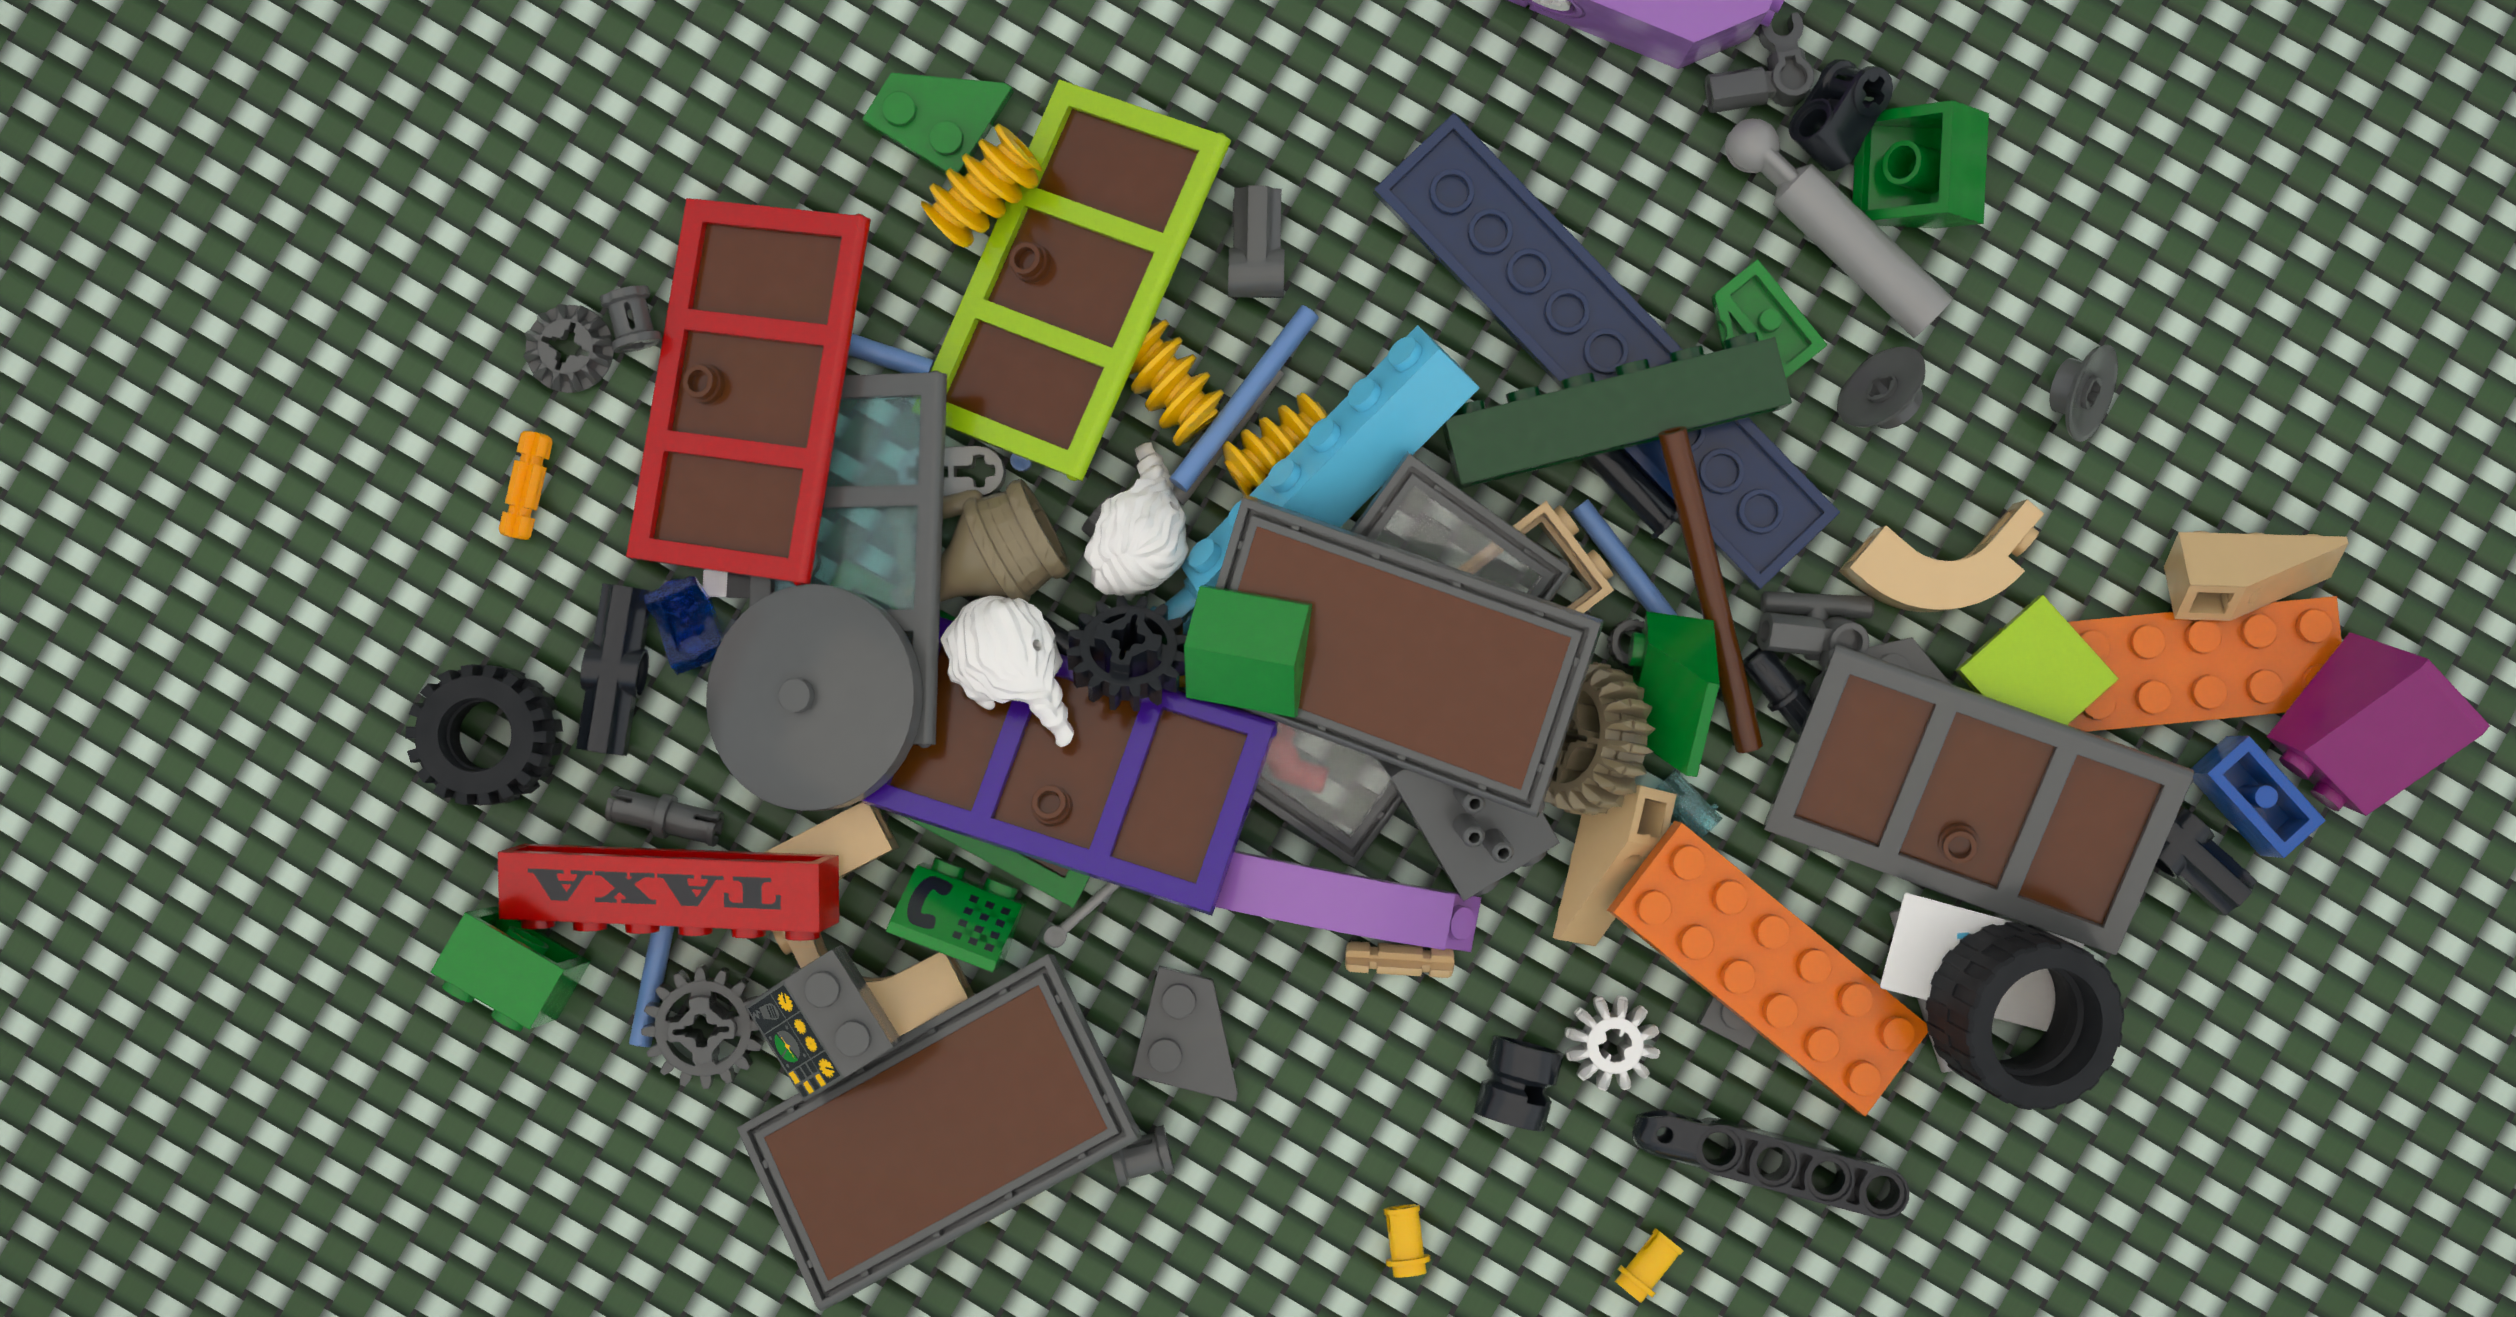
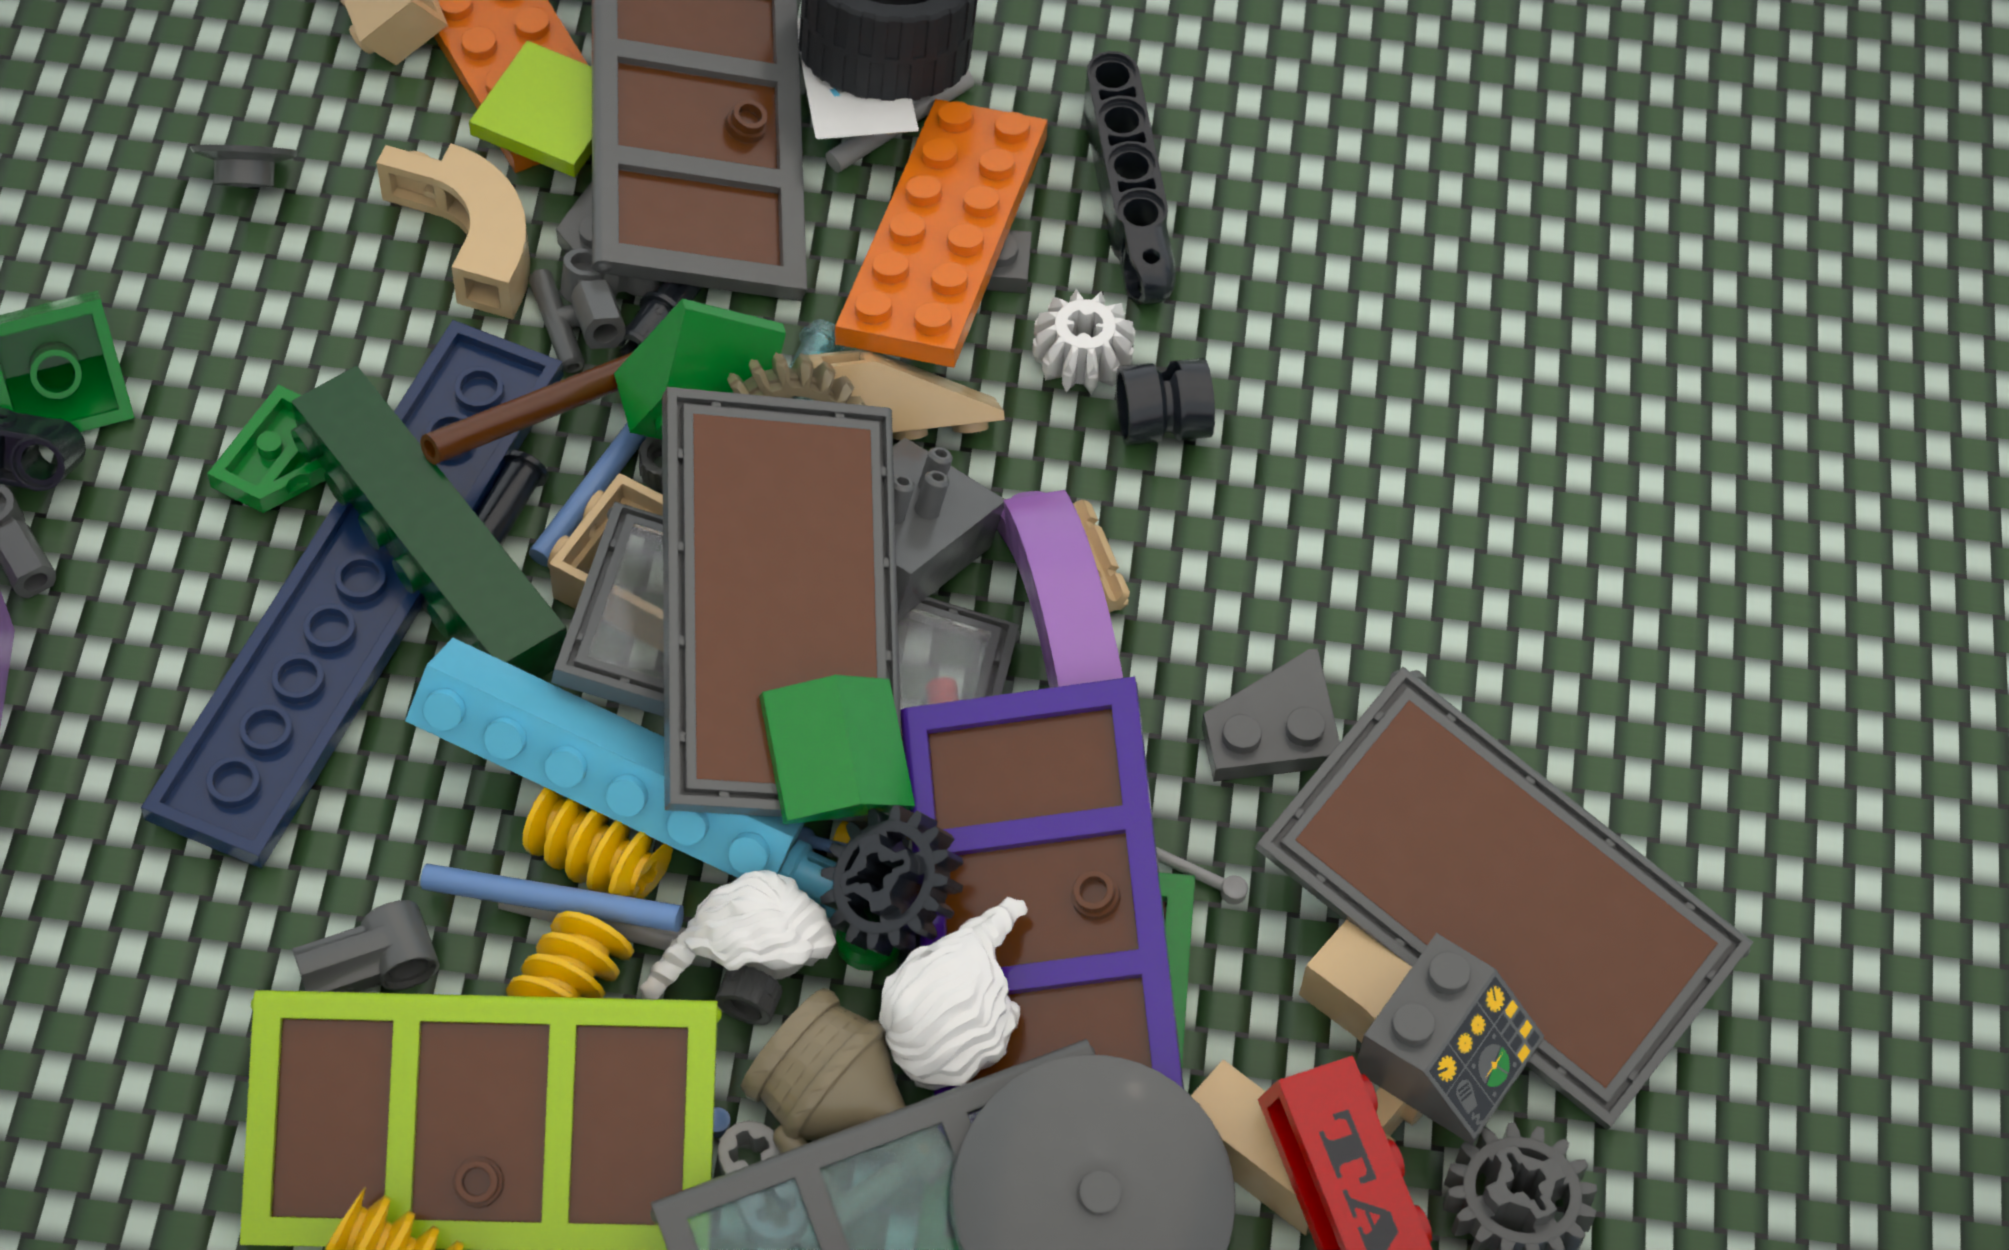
camera: 120 degrees left, 30 degrees down
(958, 914) = (1261, 970): green slope -> none
(1405, 1241) = (1369, 455): yellow pin -> none
(1648, 1266) = (1283, 247): yellow pin -> none
(1840, 229) = (147, 414): light grey piece -> none
(1884, 389) = (286, 328): dark grey piece -> none

